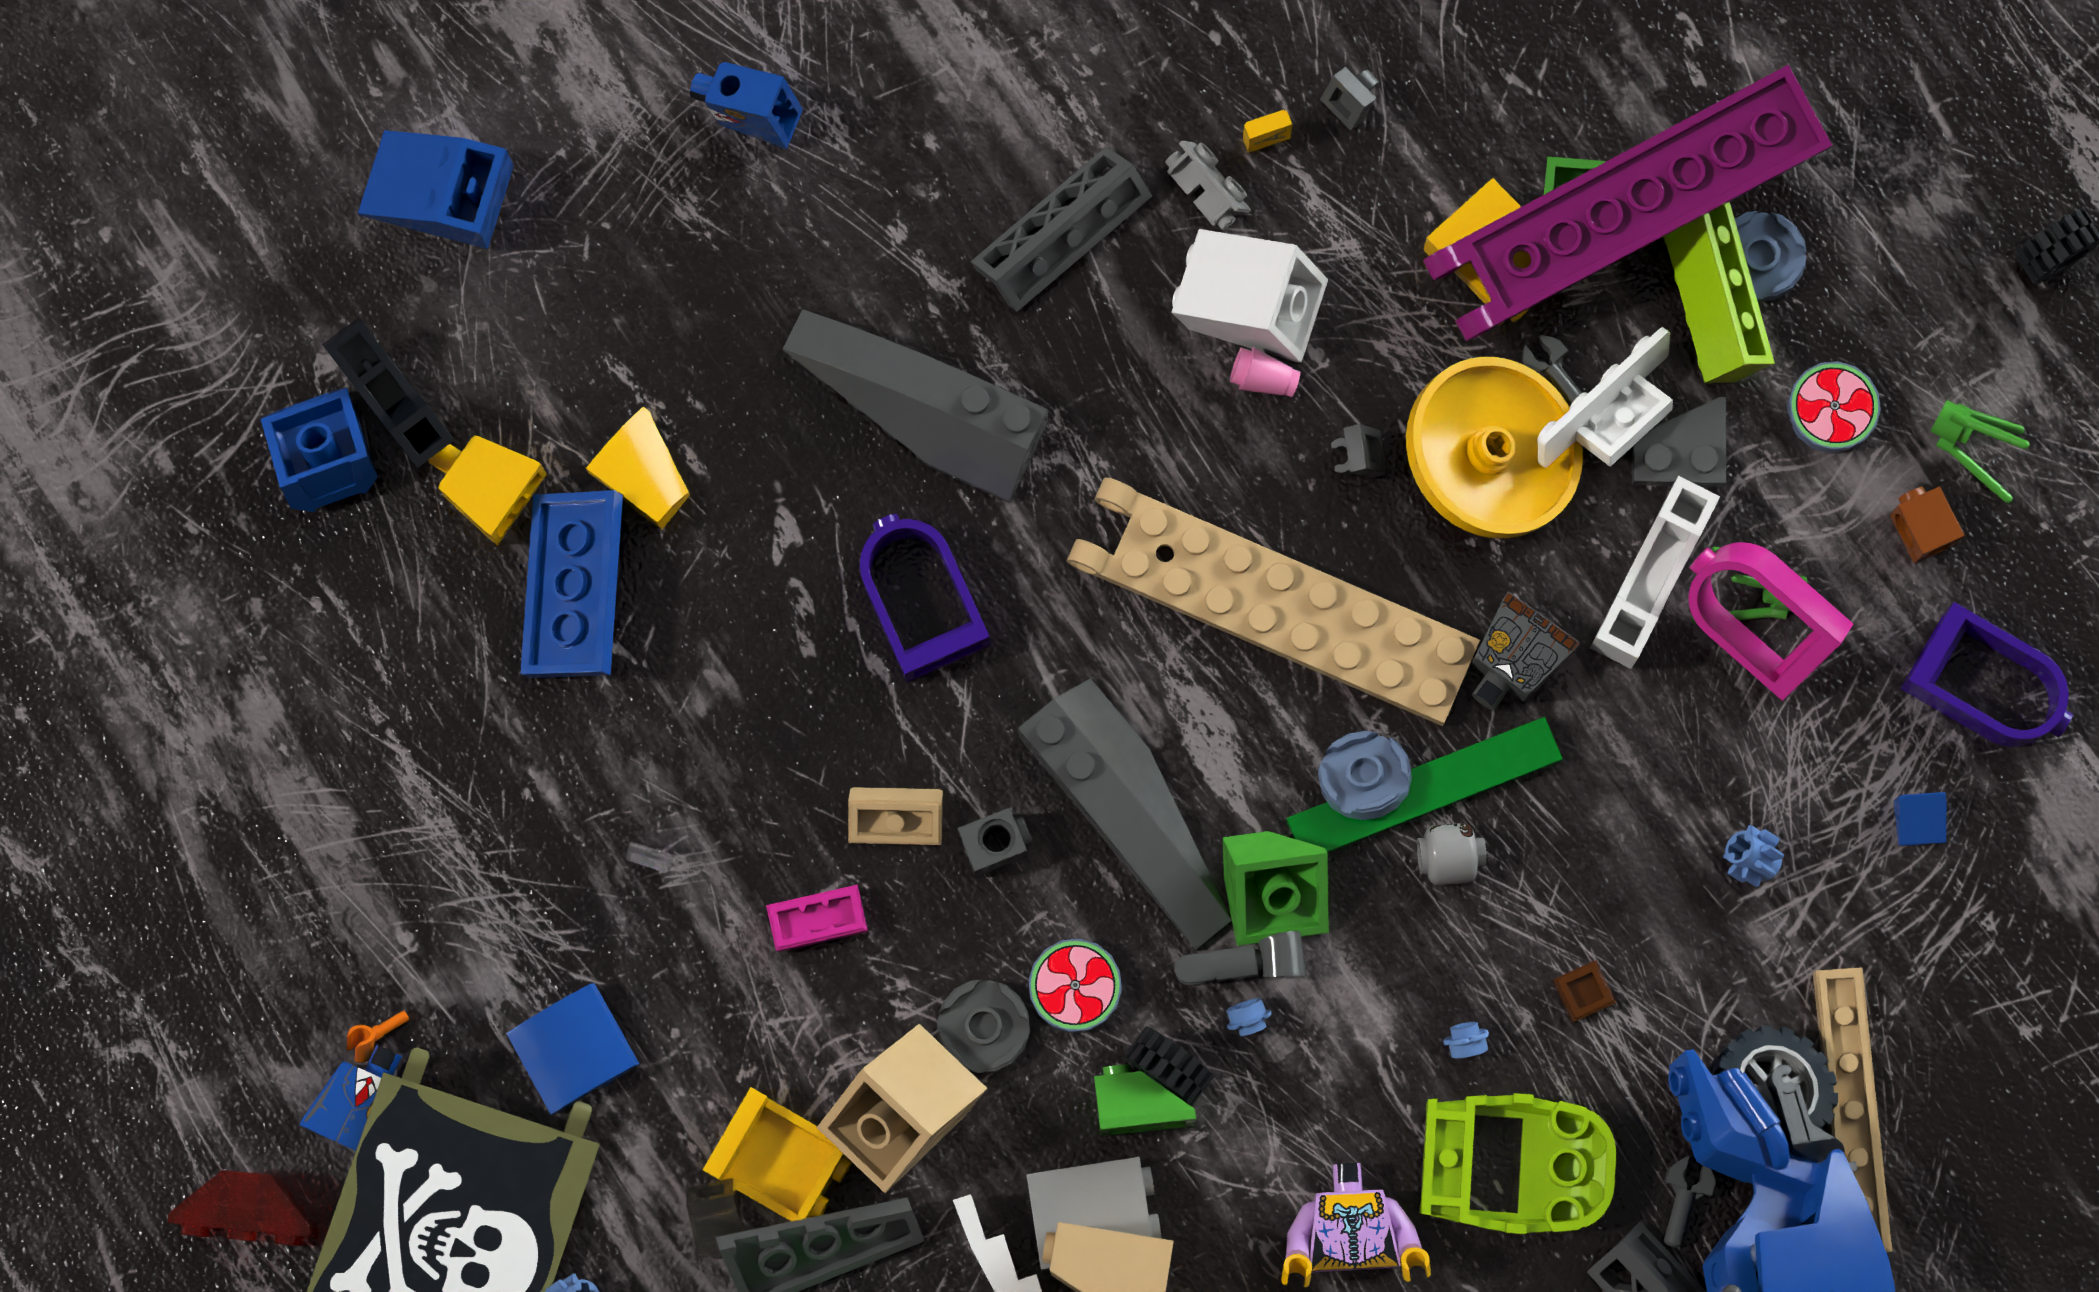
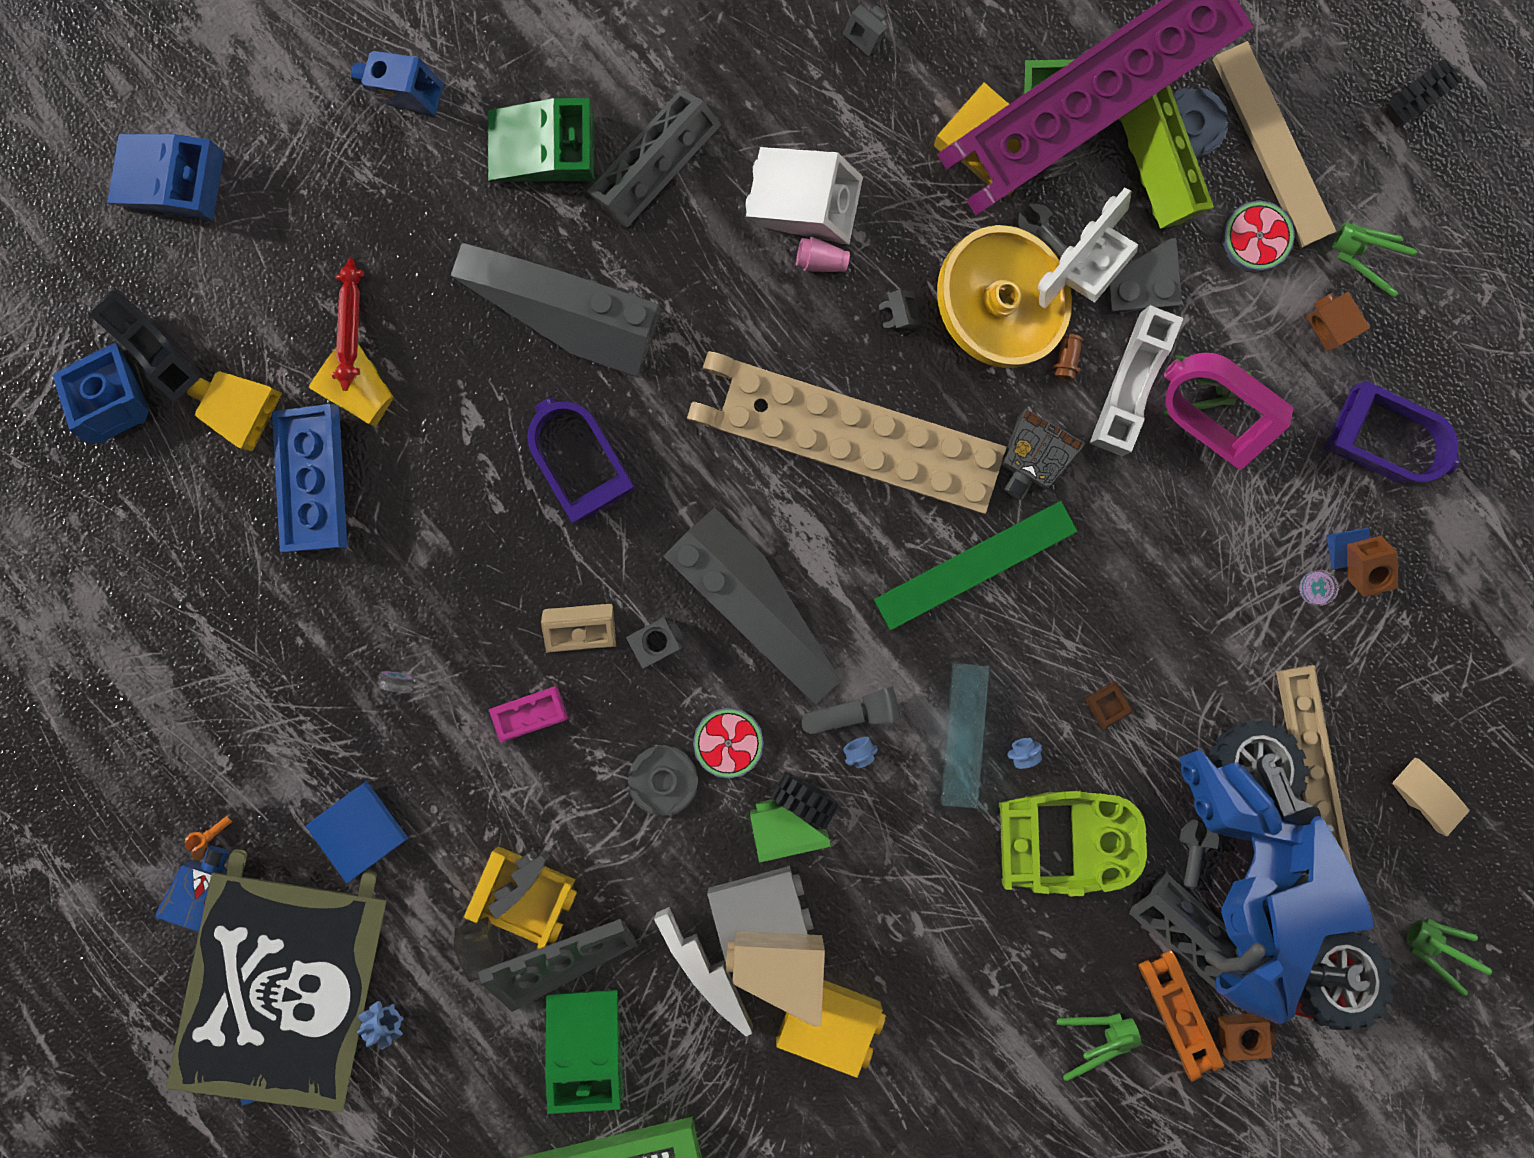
camera: 15 degrees left, 10 degrees up
(244, 1206) = (126, 979): clear red slope -> none
(645, 395) = (348, 324): none -> red wheel
(793, 1122) = (529, 870): none -> dark grey slope
(901, 1107) = (608, 854): tan slope -> none
(921, 194) = (542, 141): none -> slope
(1198, 169) = (754, 100): light grey hinge -> none
(1267, 130) = (804, 62): yellow tile -> none
(1275, 886) = (870, 653): bright green slope -> none
(1352, 1231) = (954, 907): torso -> none
(1365, 775) = (930, 561): sand blue tile -> none
(1389, 1008) = (965, 735): none -> clear light blue plate
(1450, 854) = (1000, 613): light grey head -> none
(1571, 535) = (1068, 358): none -> dark orange pin
(1753, 855) = (1228, 591): medium blue gear -> none
(1864, 294) = (1273, 144): none -> tan tile
(1877, 867) = (1318, 587): none -> clear tile
(1941, 826) = (1372, 566): none -> dark orange brick
(2004, 1156) = (1431, 795): none -> tan slope

